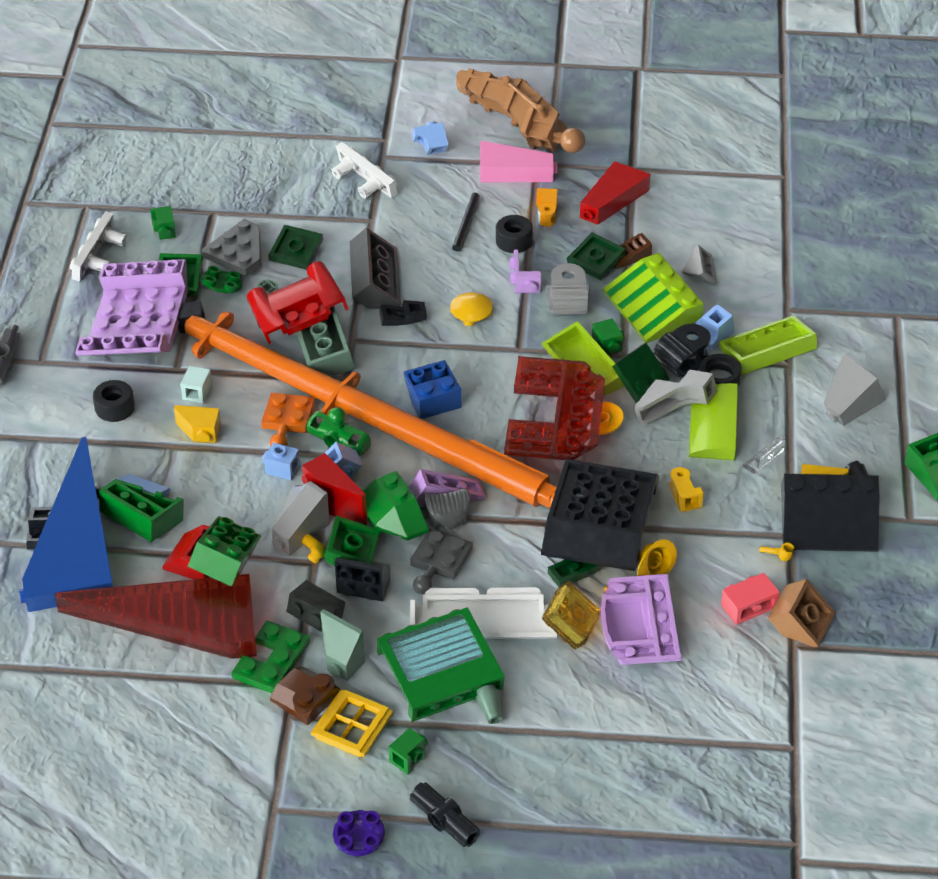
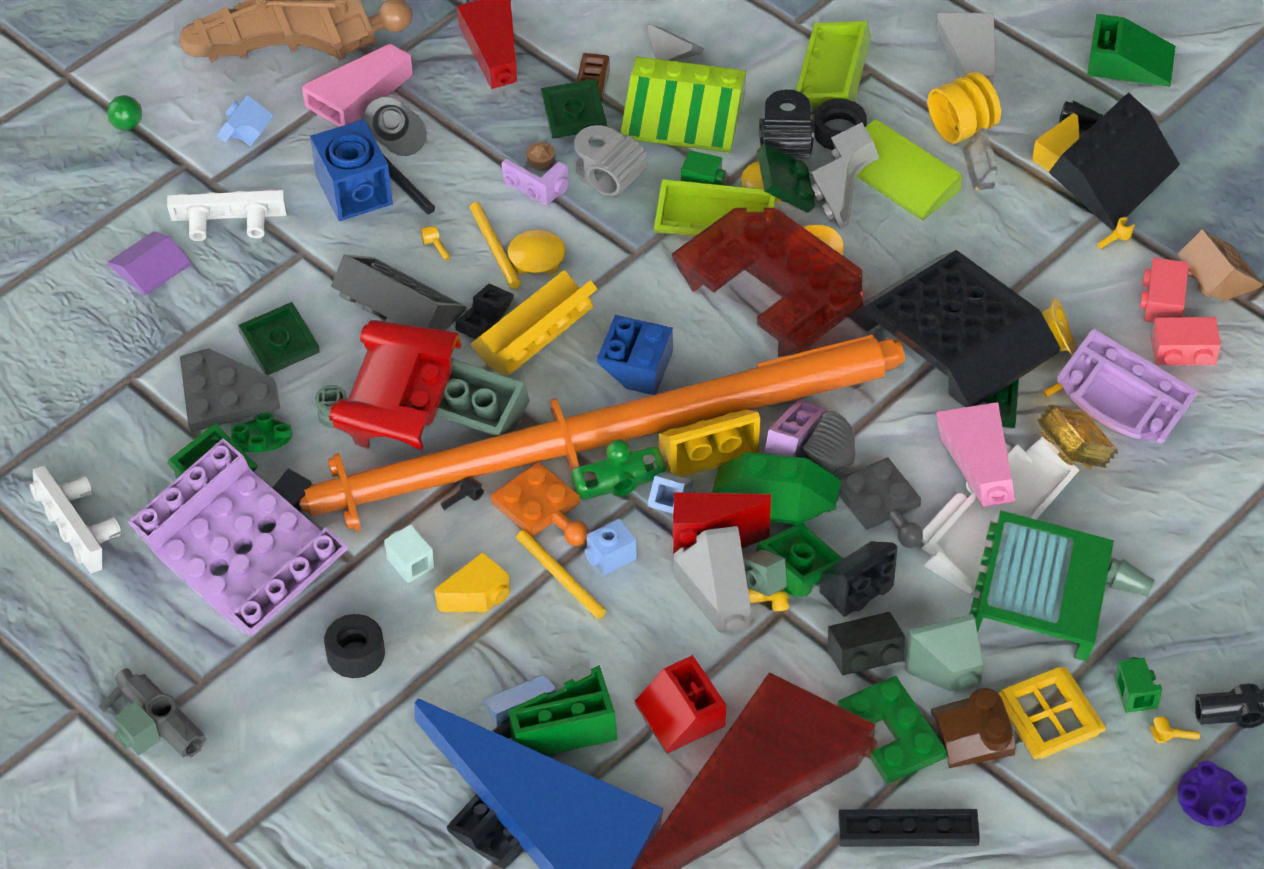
camera: 50 degrees left, 5 degrees up
(163, 222) = (104, 430): green brick -> none
(204, 701) = (908, 827): none -> black plate
(224, 550) = (732, 669): green slope -> none
(246, 454) = (561, 574): none -> yellow bar
(267, 382) = (470, 488): none -> black hand
(299, 170) = (150, 262): none -> medium lavender slope
(319, 531) = (765, 572): none -> sand green plate
(387, 785) = (1163, 732): none -> yellow hand
(390, 93) = (124, 112): none -> green piece
(393, 455) = (709, 442): none -> yellow slope
(411, 334) = (534, 323): none -> yellow brick
(435, 260) = (431, 235): none -> yellow hand
(439, 196) = (351, 170): none -> blue brick
(458, 288) = (495, 245): none -> yellow bar
(496, 193) = (395, 126): none -> dark grey piece
(512, 577) = (979, 449): none -> bright pink slope
(514, 233) = (467, 150): black tyre -> none
(546, 265) = (540, 155): none -> medium nougat tile
(547, 206) = (454, 99): light orange leg -> none
(683, 491) = (979, 249): yellow leg -> none
(717, 630) = (1185, 341): none -> coral brick
(718, 323) = (772, 77): light blue brick -> none
(790, 415) = (964, 107): none -> yellow wheel

